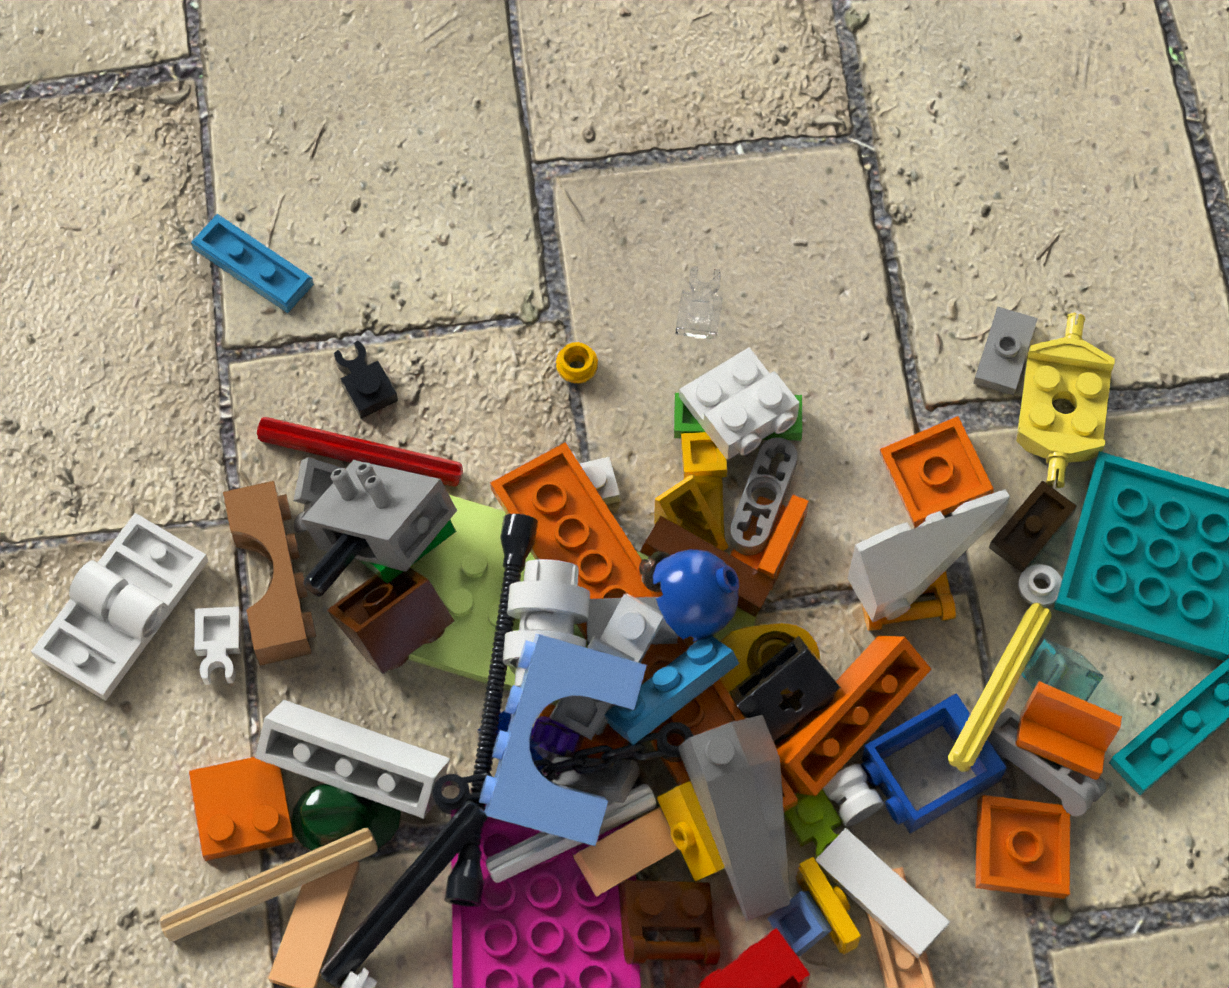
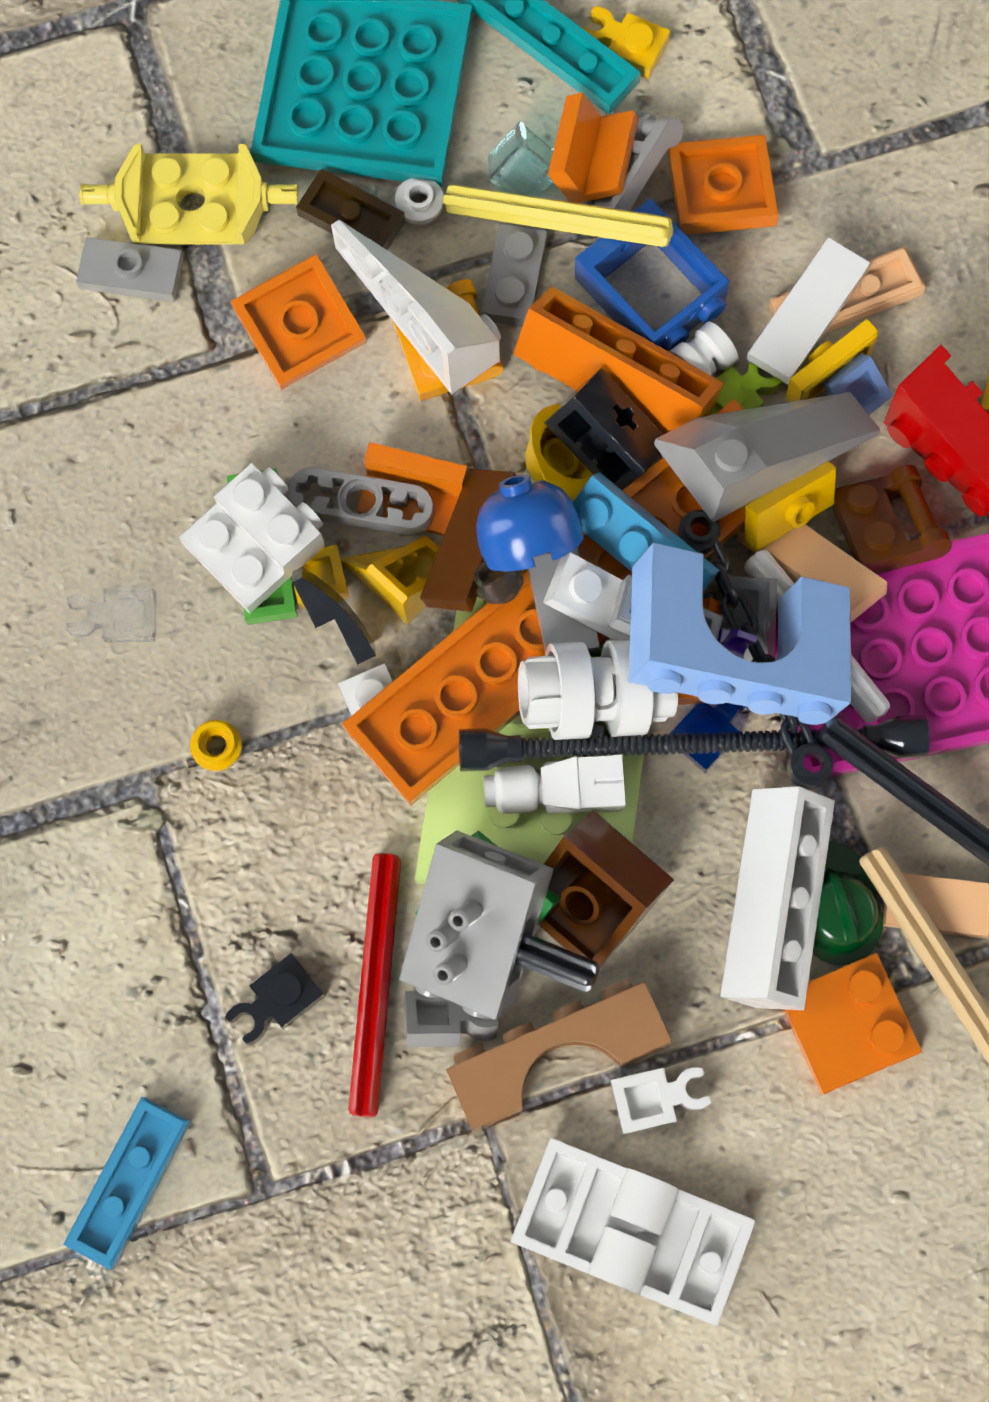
camera: 95 degrees left, 10 degrees up
(478, 600) = (560, 786): none -> white piece
(671, 449) = (326, 605): none -> black slope
(958, 653) = (514, 274): none -> light grey plate
(1181, 796) = (634, 39): none -> yellow plate

